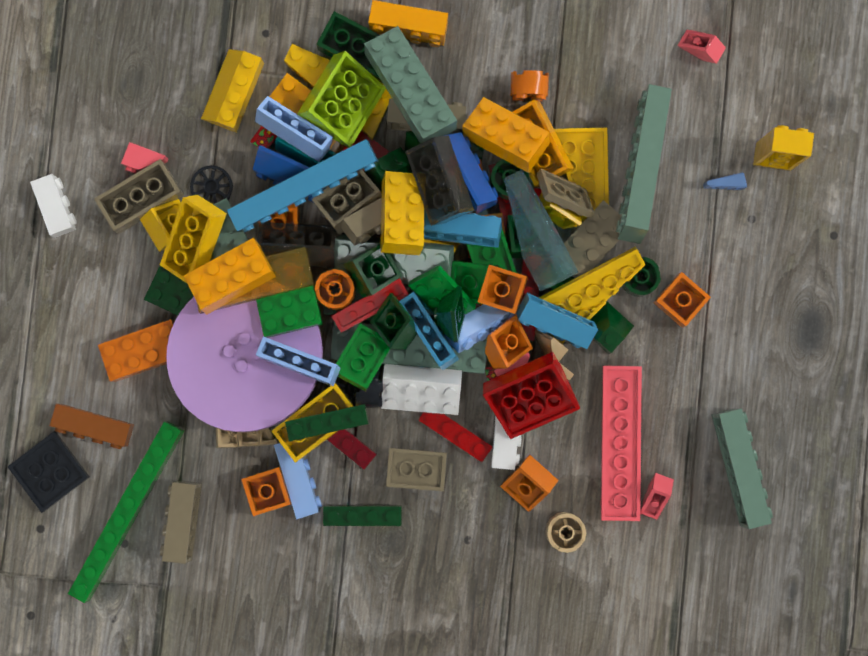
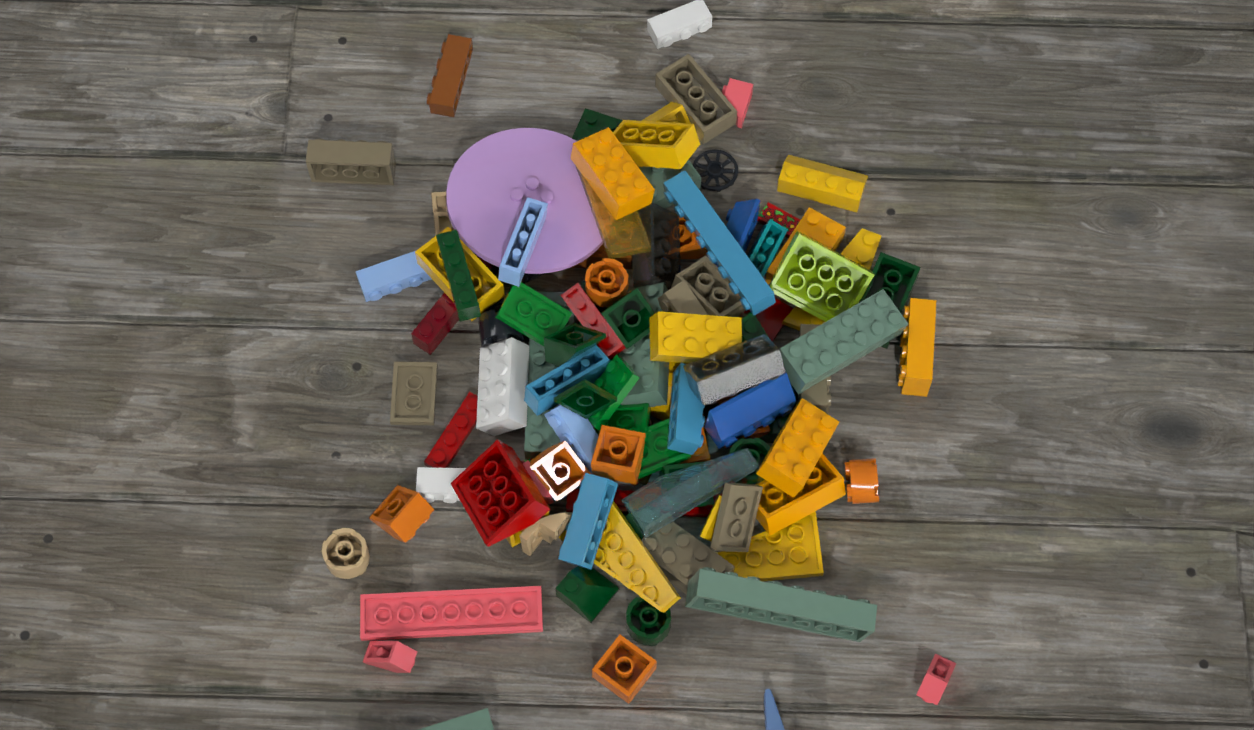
camera: 90 degrees right, 20 degrees down
(48, 472) = (401, 41): black plate -> none
(126, 512) = (362, 113): green brick -> none
(136, 351) = (528, 103): orange brick -> none
(266, 491) = (384, 239): orange brick -> none
(289, 312) = (578, 236): green plate -> none
(293, 129) = (781, 230): light blue brick -> none
(362, 515) = (361, 340): dark green brick -> none

